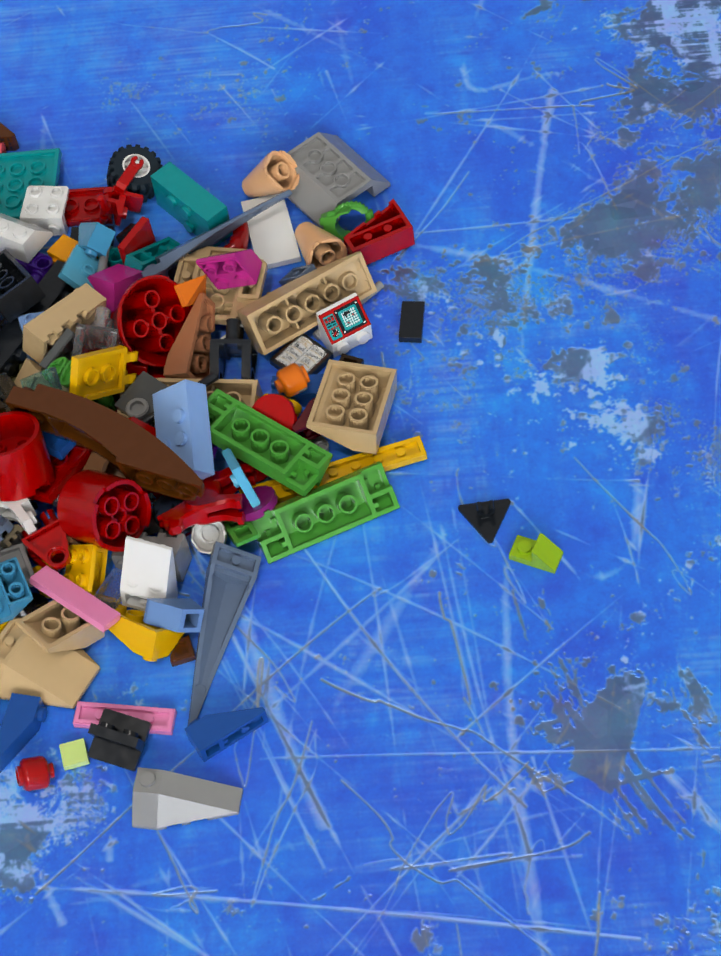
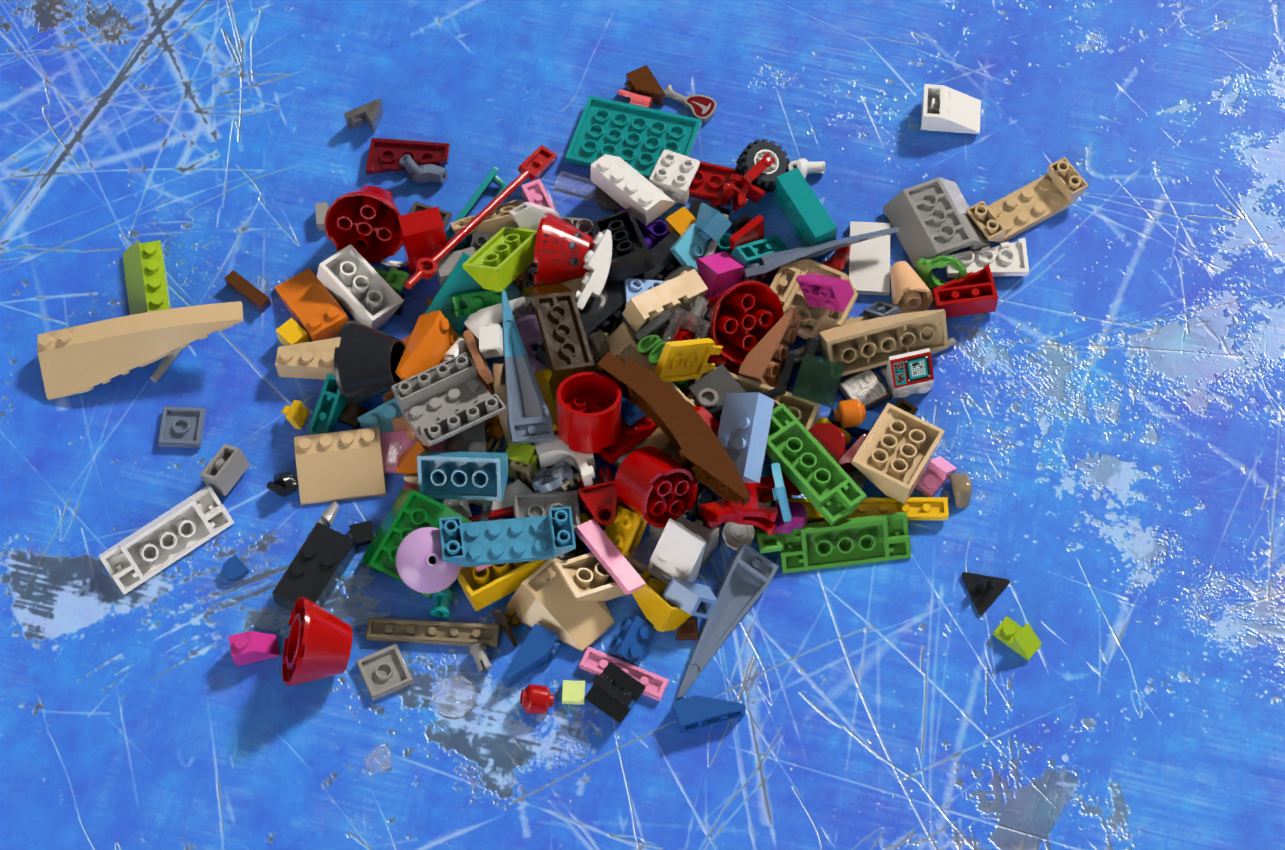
camera: 10 degrees right, 5 degrees up
(47, 377) = (638, 352): clear light blue tile -> none
(52, 138) = (700, 105): none -> light grey piece
(124, 679) = (632, 640): none -> blue bracket
(172, 798) = (650, 760): light grey wedge -> none
(183, 163) = (808, 167): none -> white arm
(189, 290) = (783, 302): orange slope -> none
(249, 356) = (818, 380): none -> clear green bracket
(272, 175) = (885, 208): light nougat cone -> none
(311, 71) = (949, 110): none -> white slope
(401, 419) = (935, 476): none -> bright pink slope
(409, 194) = (1004, 260): none -> white wing
(411, 321) = (971, 385): black tile -> none
(419, 134) = (1030, 203): none -> tan slope
(432, 424) = (961, 489): none -> dark tan hair

